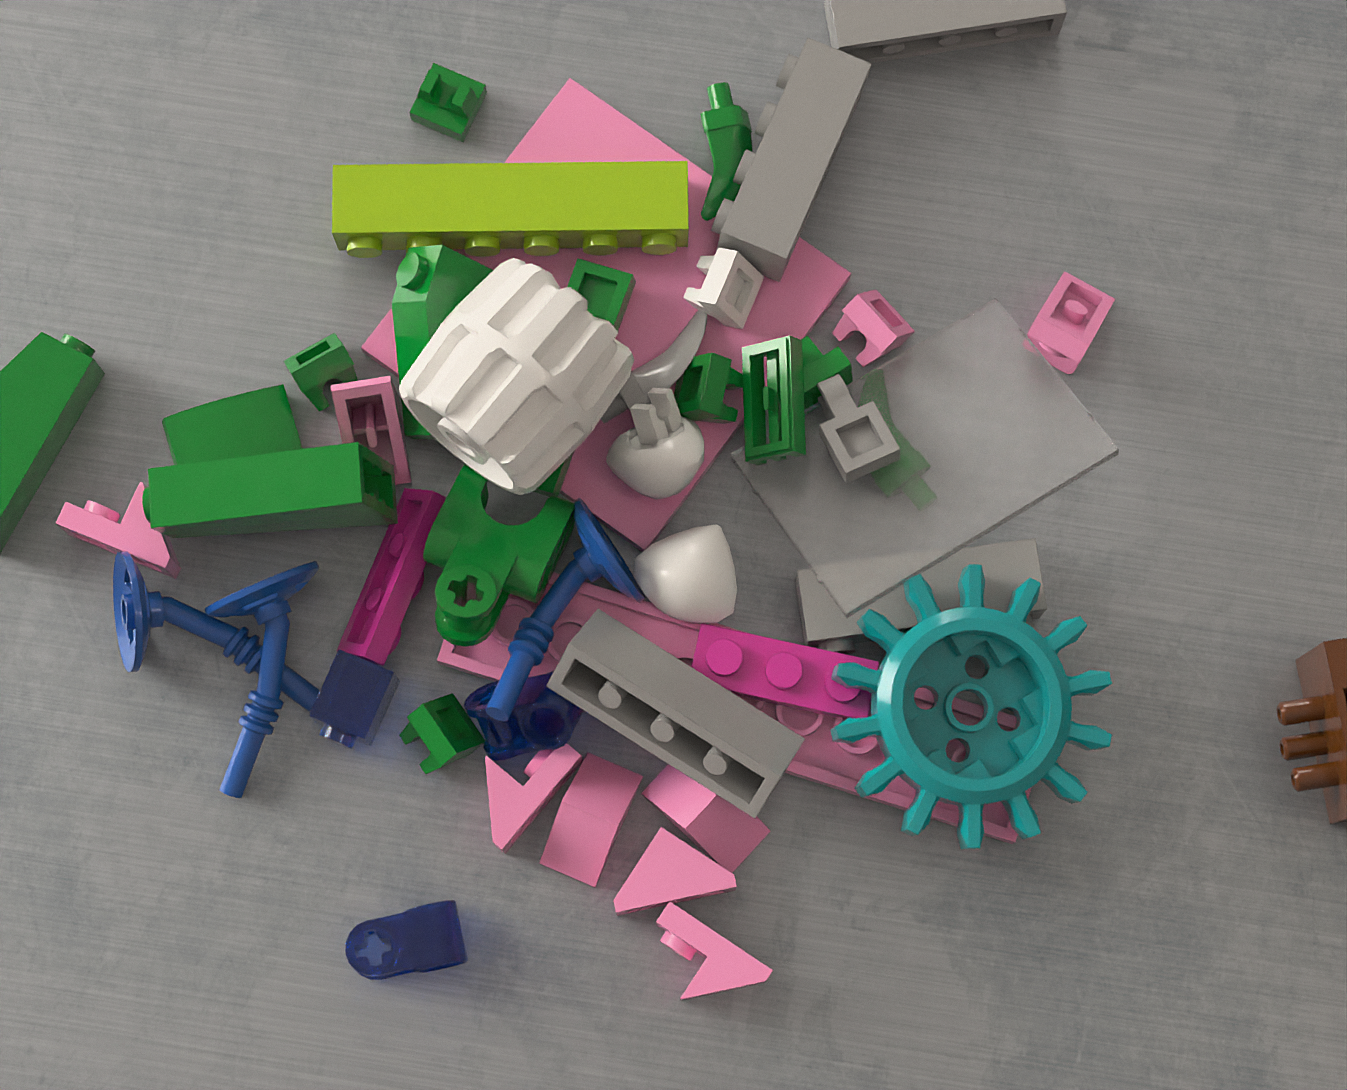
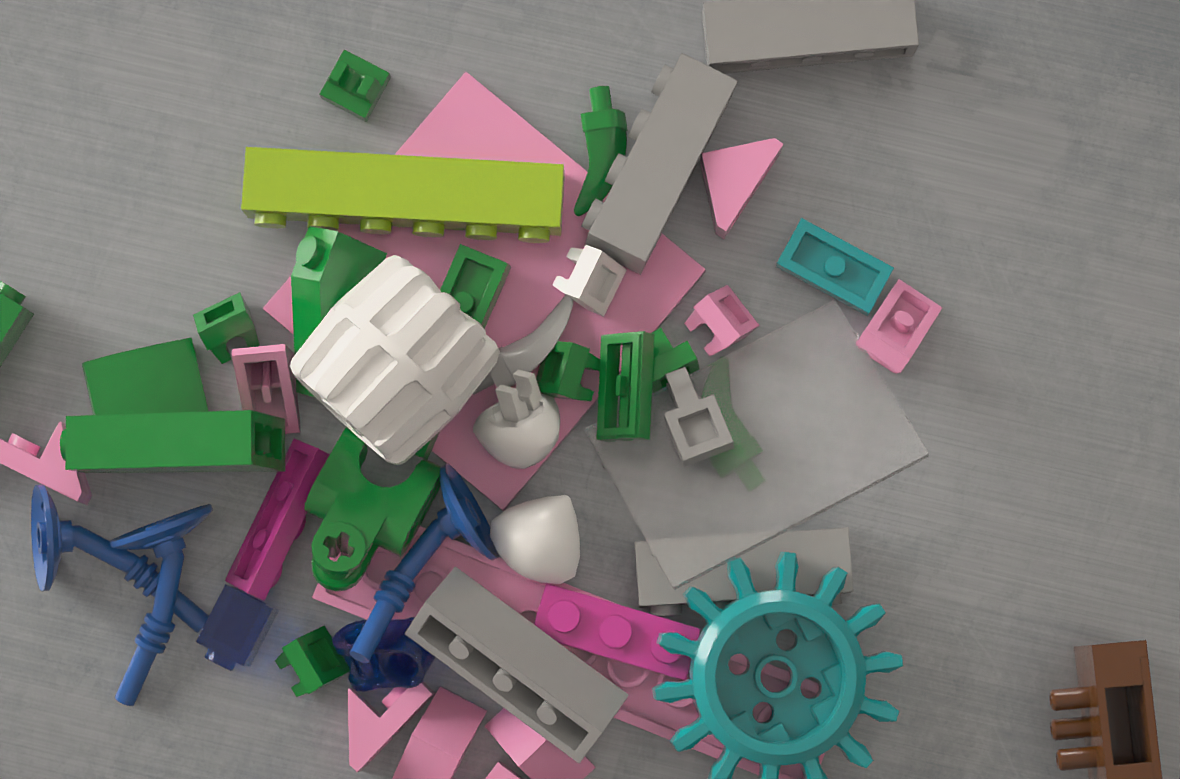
camera: 10 degrees right, 5 degrees up
(873, 171) = (733, 178): none -> bright pink slope
(993, 260) = (834, 267): none -> teal plate

